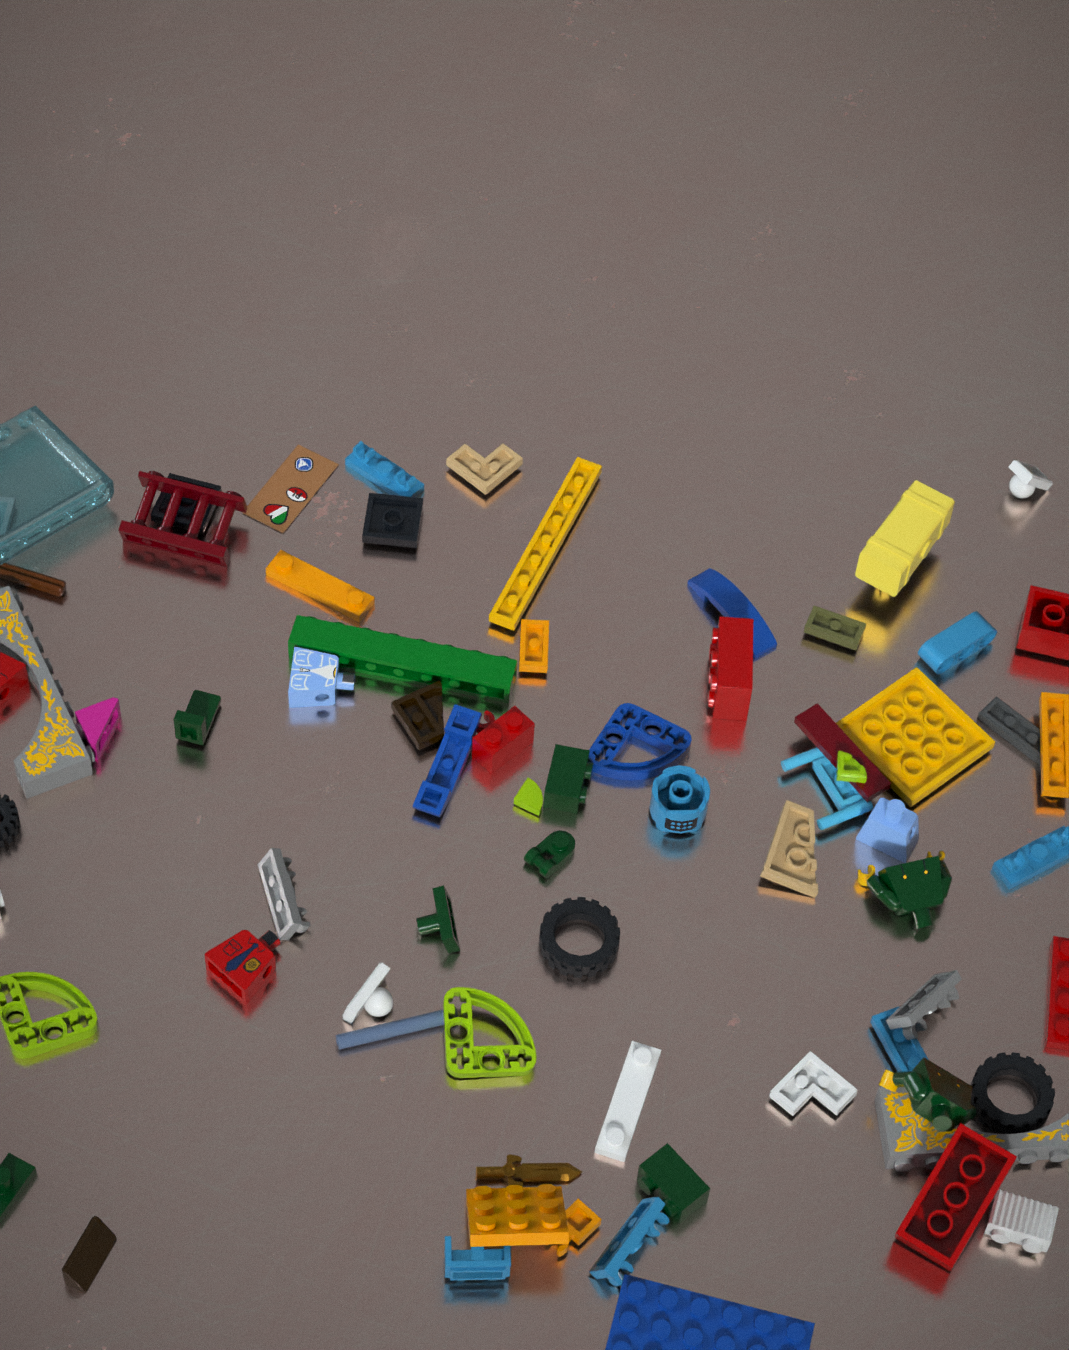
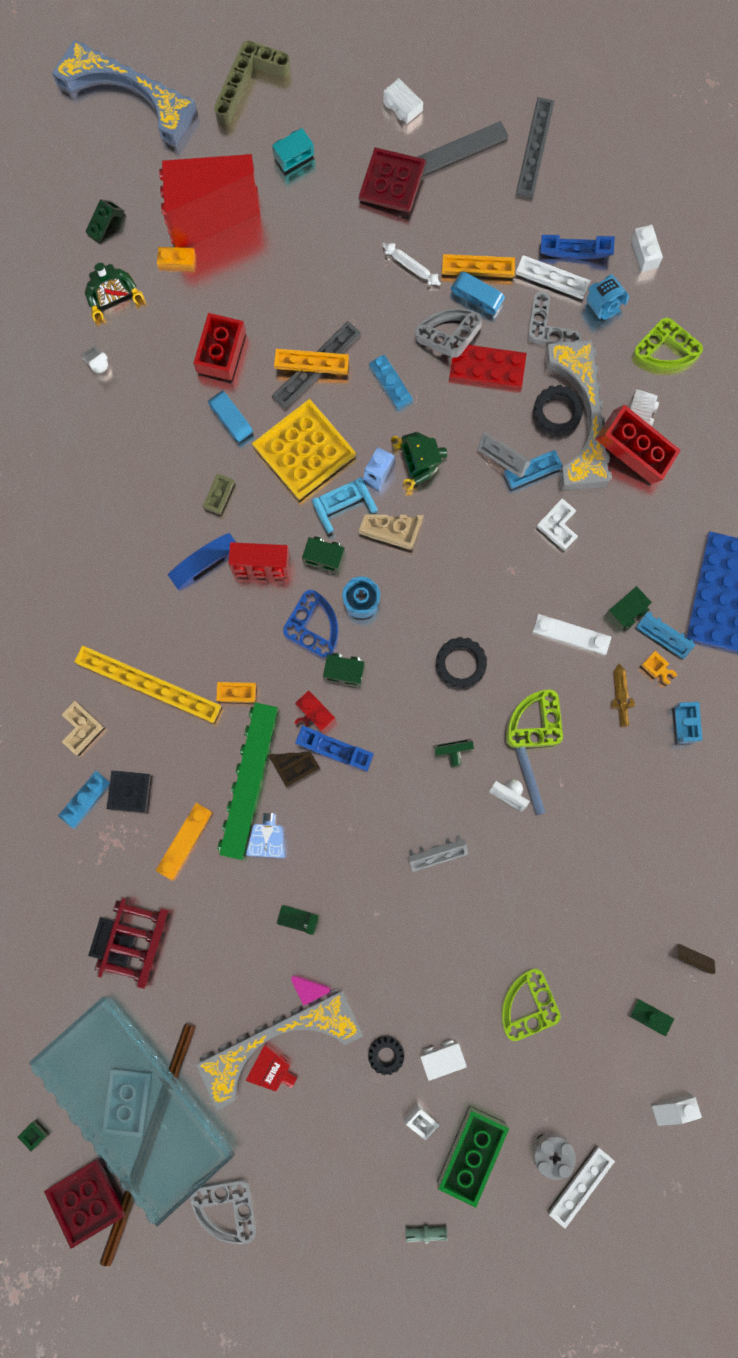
camera: 85 degrees left, 25 degrees up
(243, 962) = (489, 875): red torso -> none
(290, 488) = (96, 866): medium nougat sticker -> none
(516, 1216) = (663, 699): light orange plate -> none
(530, 797) = (355, 694): lime tile -> none
(557, 846) = (393, 675): dark green plate -> none
(746, 756) = (323, 554): none -> dark green brick
(830, 739) = (323, 493): dark red tile -> none
(849, 769) = (340, 488): lime tile -> none
(904, 538) = (158, 439): light yellow piece -> none
(934, 1094) = (580, 448): dark green torso -> none

